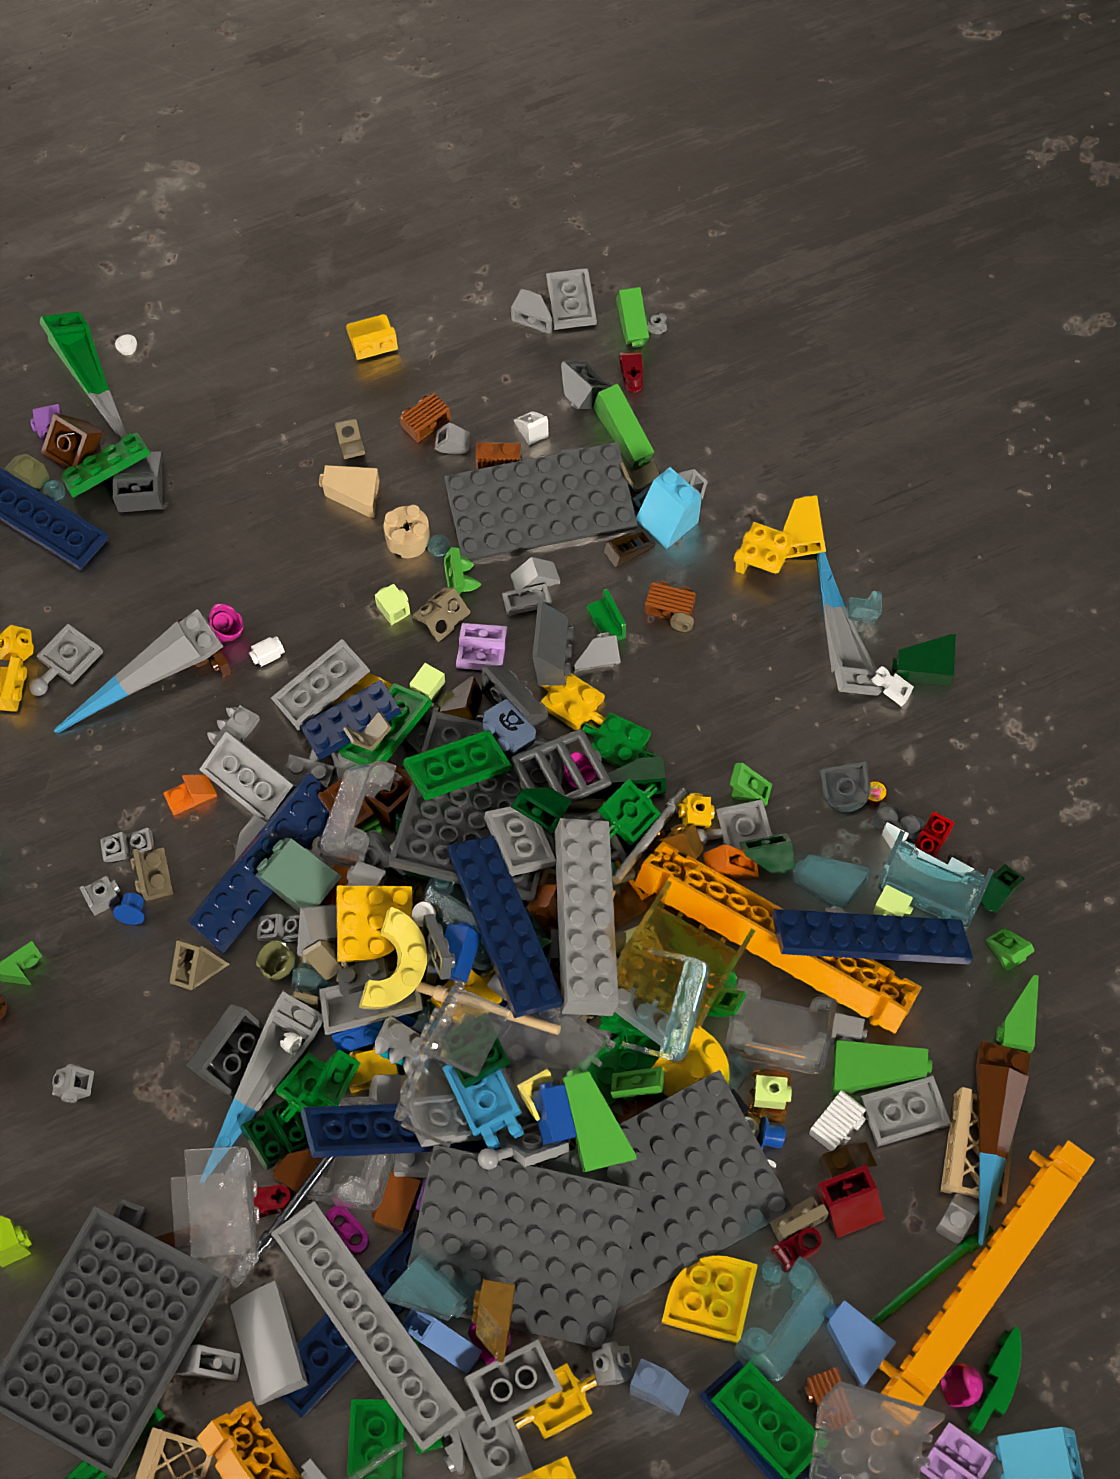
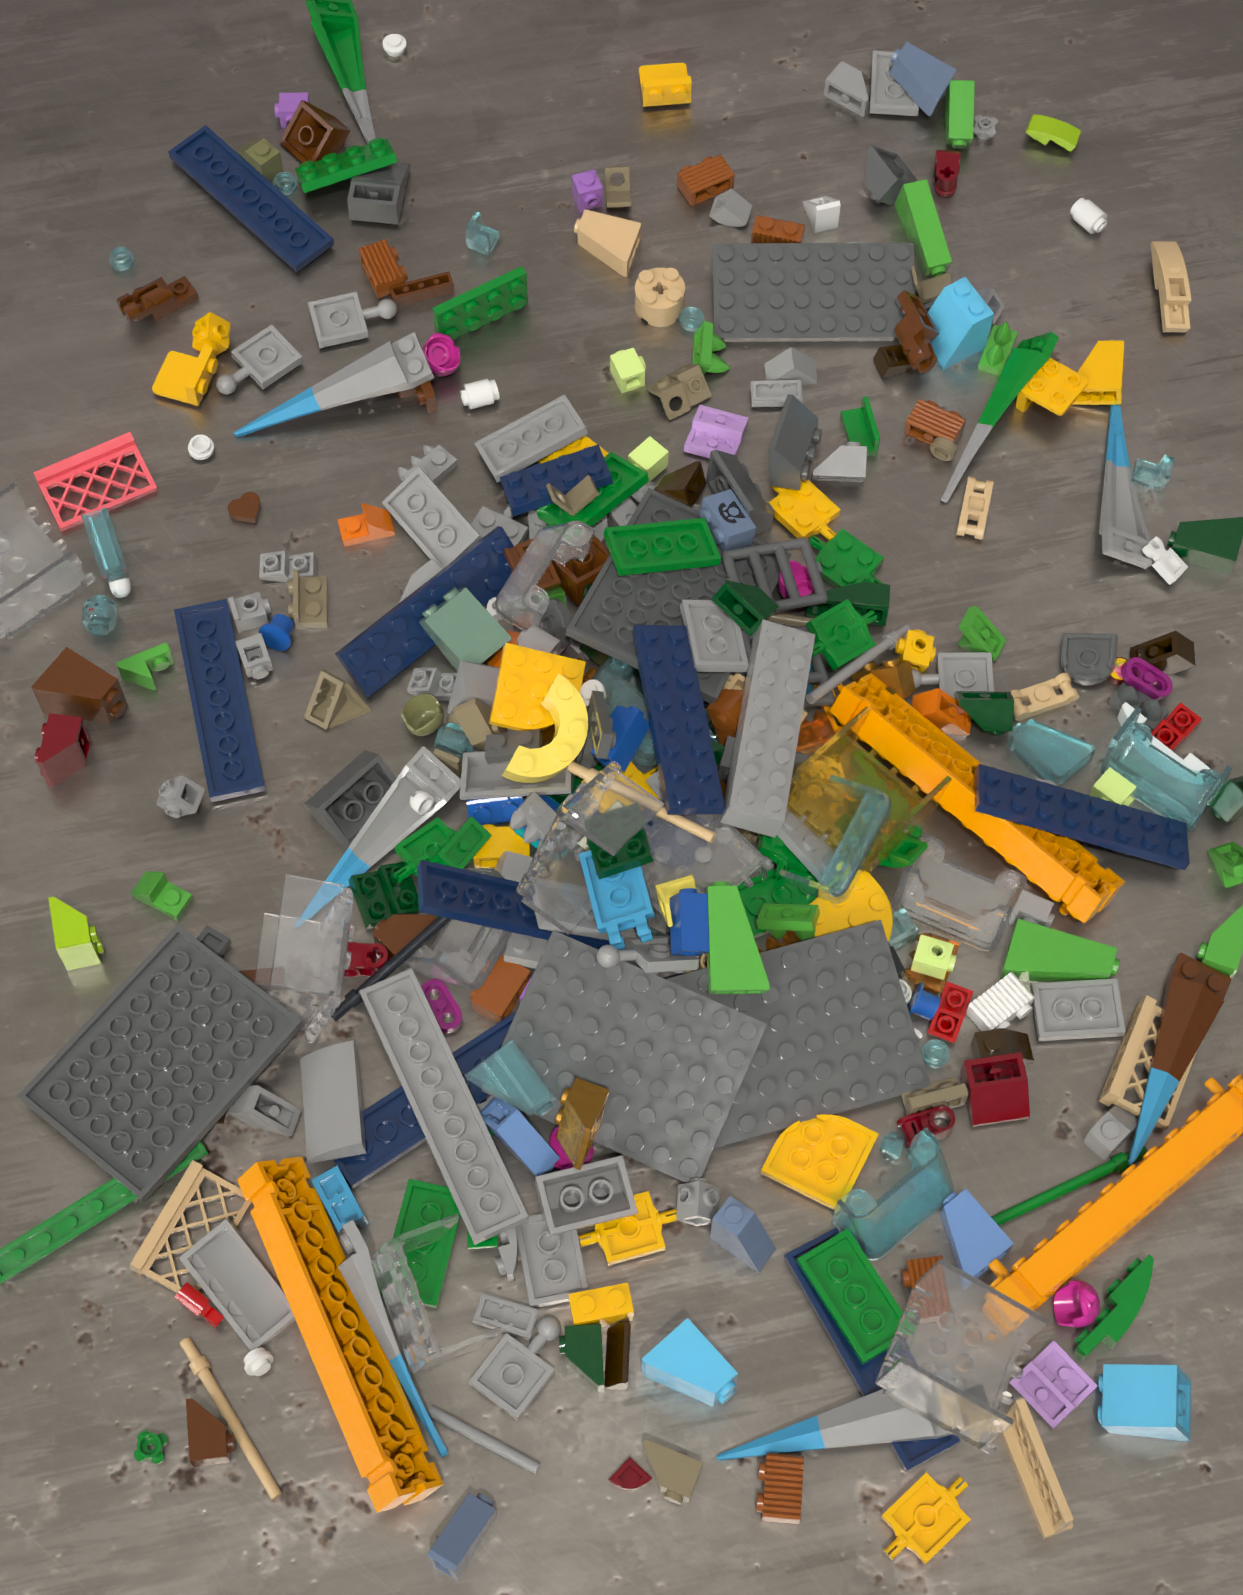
camera: 10 degrees right, 0 degrees up
(26, 750) = (200, 447): none -> white plate
(74, 1177) = (162, 895): none -> bright green slope
(78, 799) = (246, 508): none -> reddish brown tile
(90, 984) = (219, 700): none -> dark blue plate
(109, 931) = (254, 656): none -> light grey brick
(130, 606) = (342, 319): none -> light grey plate
(156, 552) = (381, 267): none -> dark orange brick
(195, 565) = (422, 289): none -> reddish brown piece
(238, 506) = (480, 236): none -> clear light blue panel
(252, 570) = (482, 304): none -> green plate
(293, 1434) = (339, 1199): none -> dark azure hinge
(323, 447) = (587, 190): none -> medium lavender brick
(593, 289) = (921, 76): none -> sand blue slope
(637, 522) = (916, 333): none -> reddish brown plate
(709, 522) = (997, 349): none -> bright green tile
(711, 315) = (1046, 128): none -> lime slope
(720, 669) = (975, 507): none -> tan plate
(732, 539) = (1019, 369): none -> green plate
(762, 387) = (1089, 215): none -> white brick
(791, 1178) = (935, 1053): none -> clear light blue plate
(796, 1138) = (950, 1012): none -> red slope
(814, 830) = (1043, 697): none -> tan plate
(847, 436) = (1173, 285): none -> tan slope
(898, 796) = (1145, 677): none -> magenta plate
(910, 771) = (1167, 652): none -> dark brown slope

